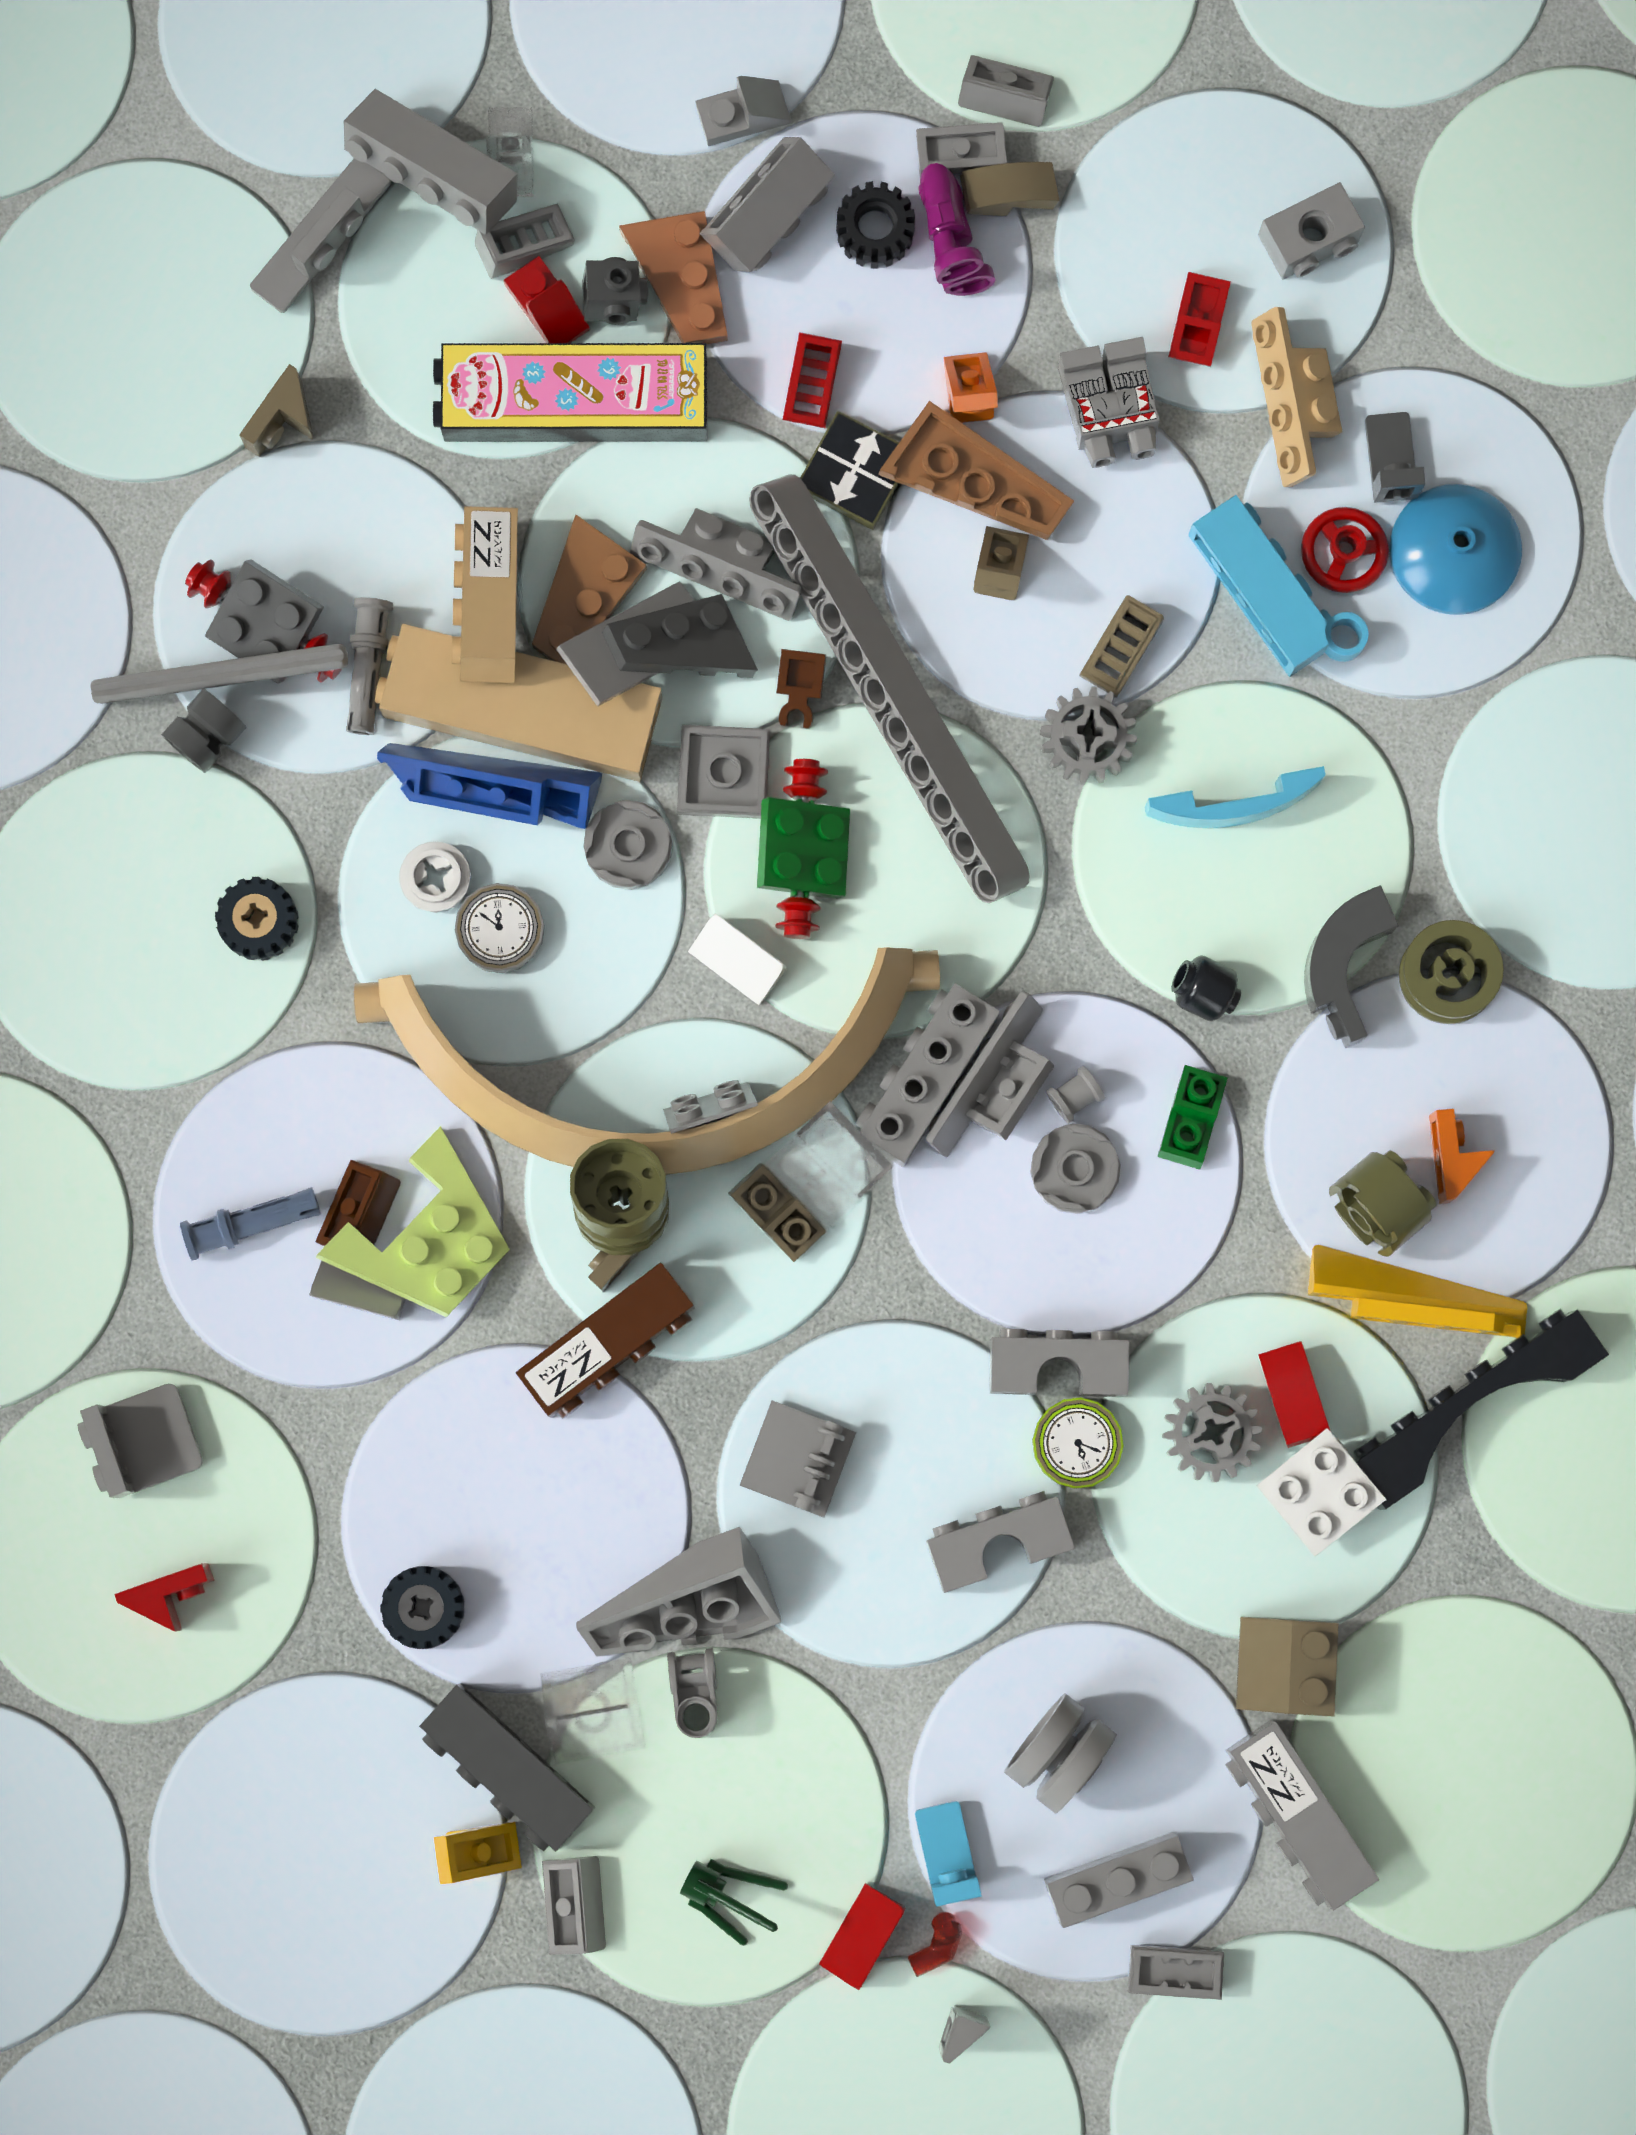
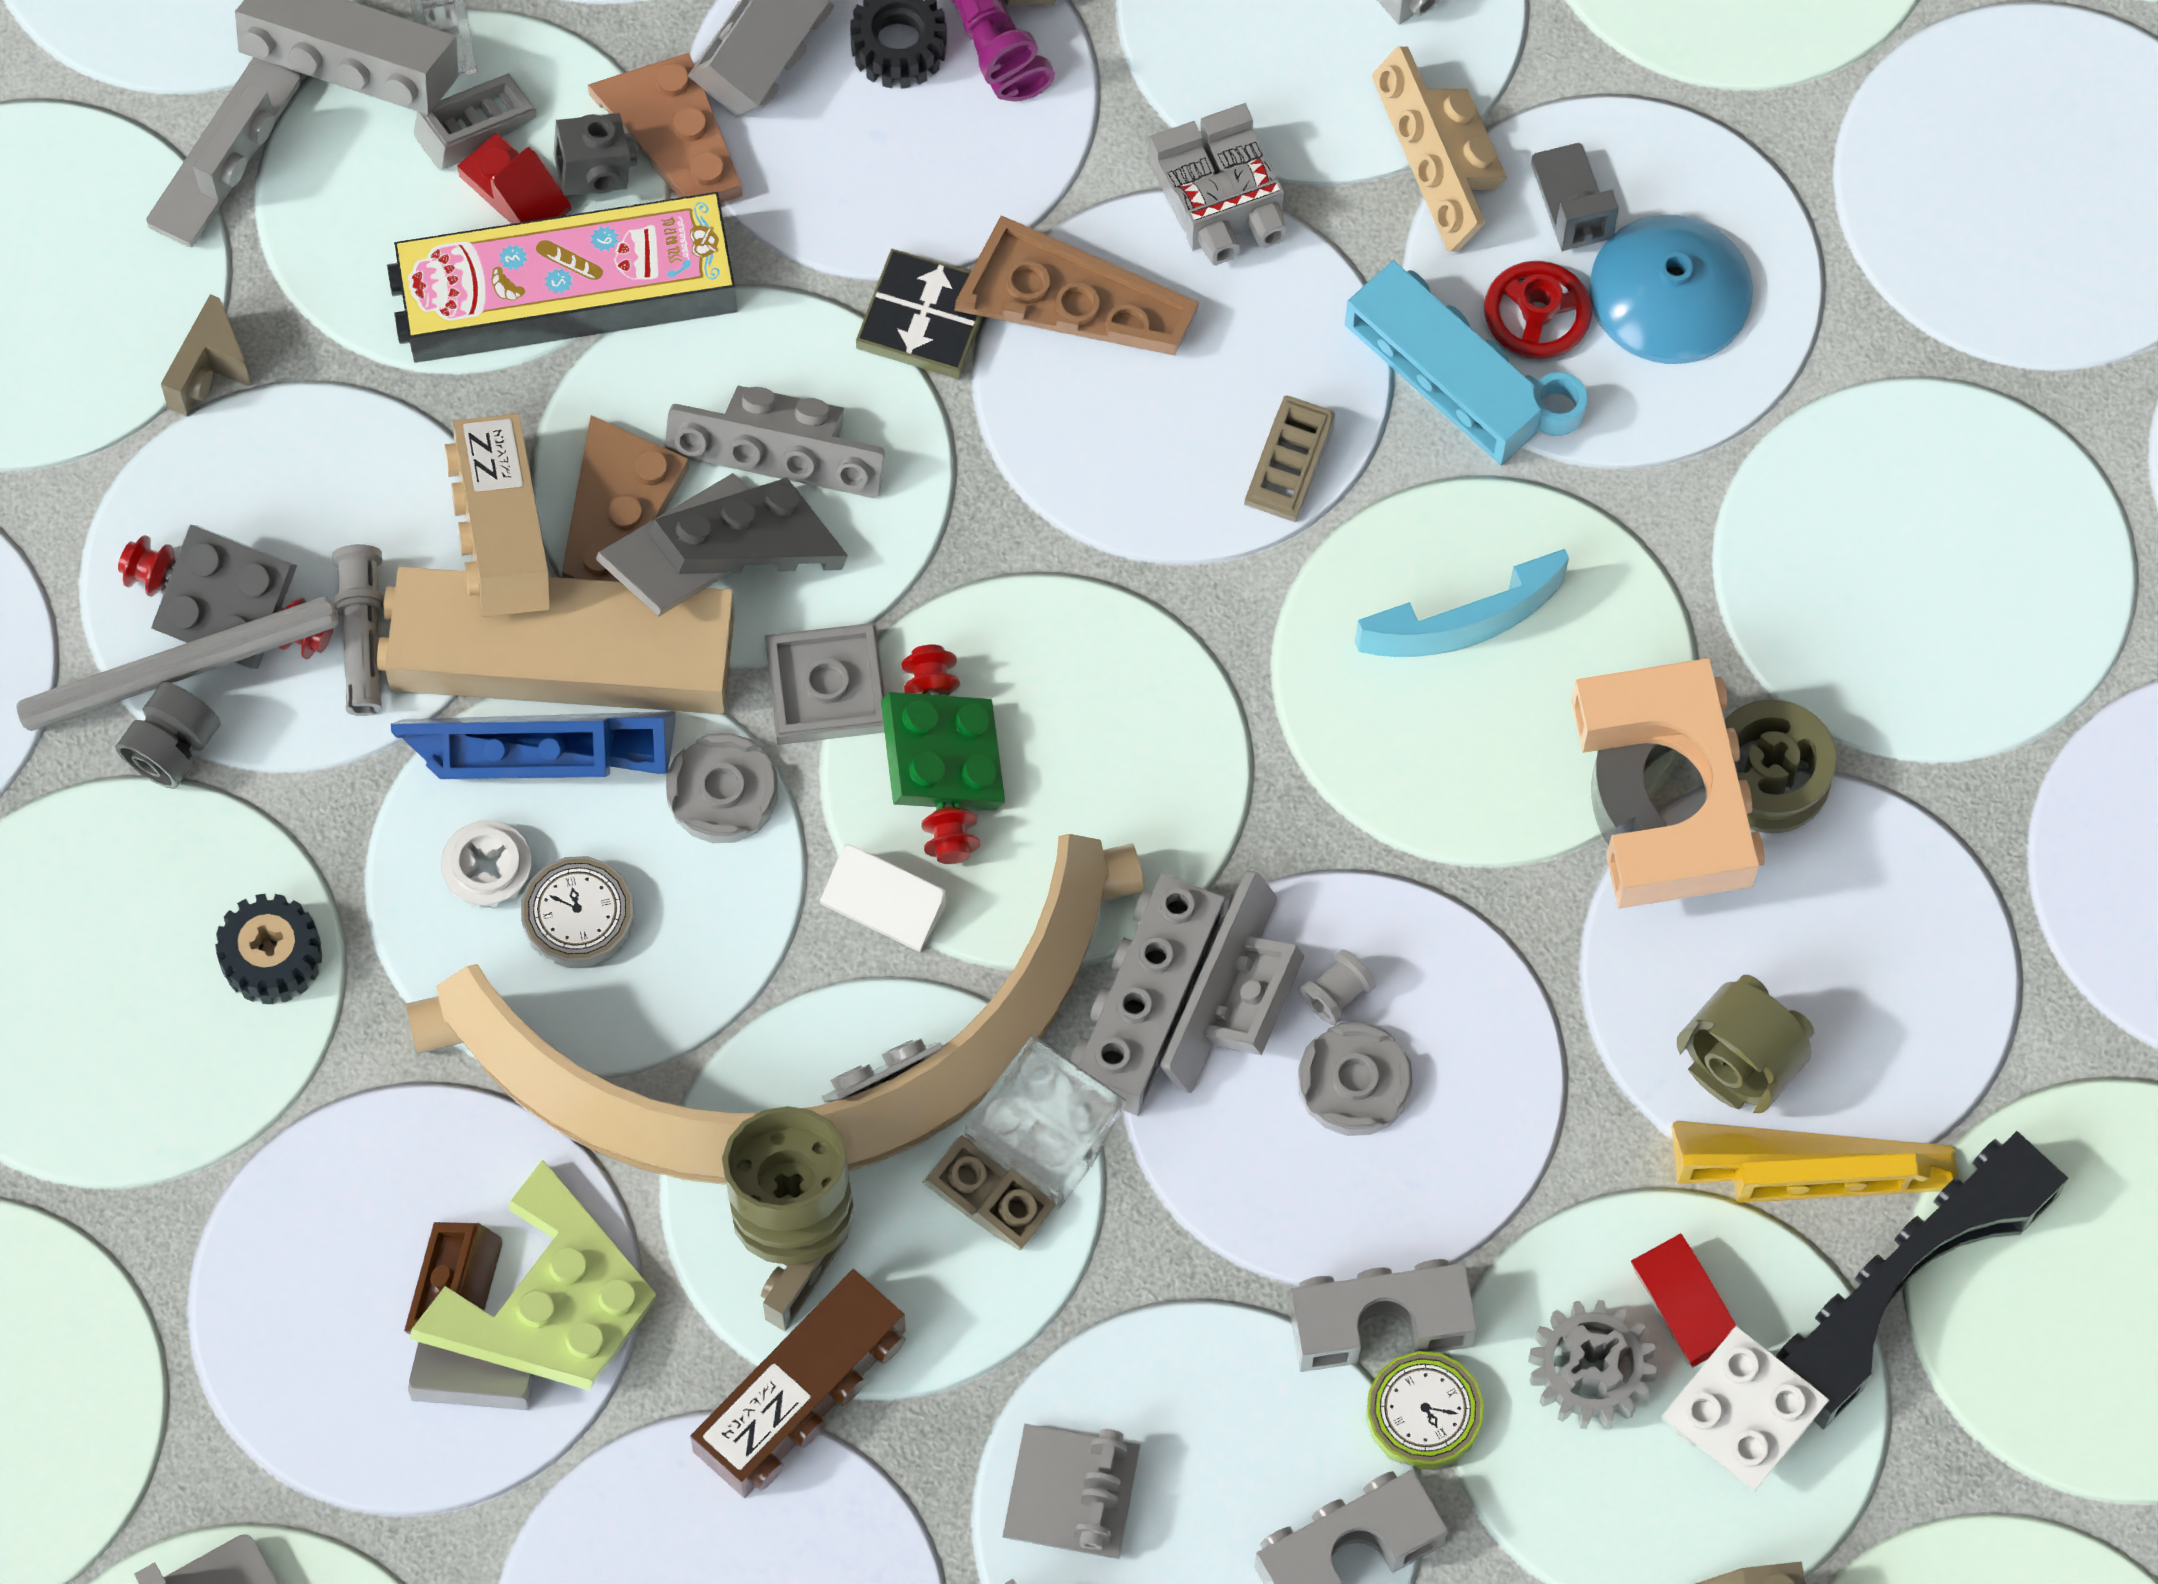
camera: 10 degrees left, 15 degrees down
(229, 1228) = (291, 1328): sand blue pin -> none
(800, 678) = (903, 558): reddish brown plate -> none
(820, 344) = (854, 178): red slope -> none
(889, 688) = (1016, 551): light grey beam -> none
(970, 387) = (1049, 198): orange slope -> none
(1000, 563) = (1123, 392): dark tan slope -> none
(1105, 735) = (1292, 556): light grey gear -> none
(1192, 1117) = (1488, 992): green slope -> none
(1199, 319) = (1308, 80): red slope -> none
(1206, 988) = (1474, 833): black head -> none
(1391, 925) = (1680, 710): none -> light nougat arch
(1452, 1168) = (1823, 991): orange slope -> none

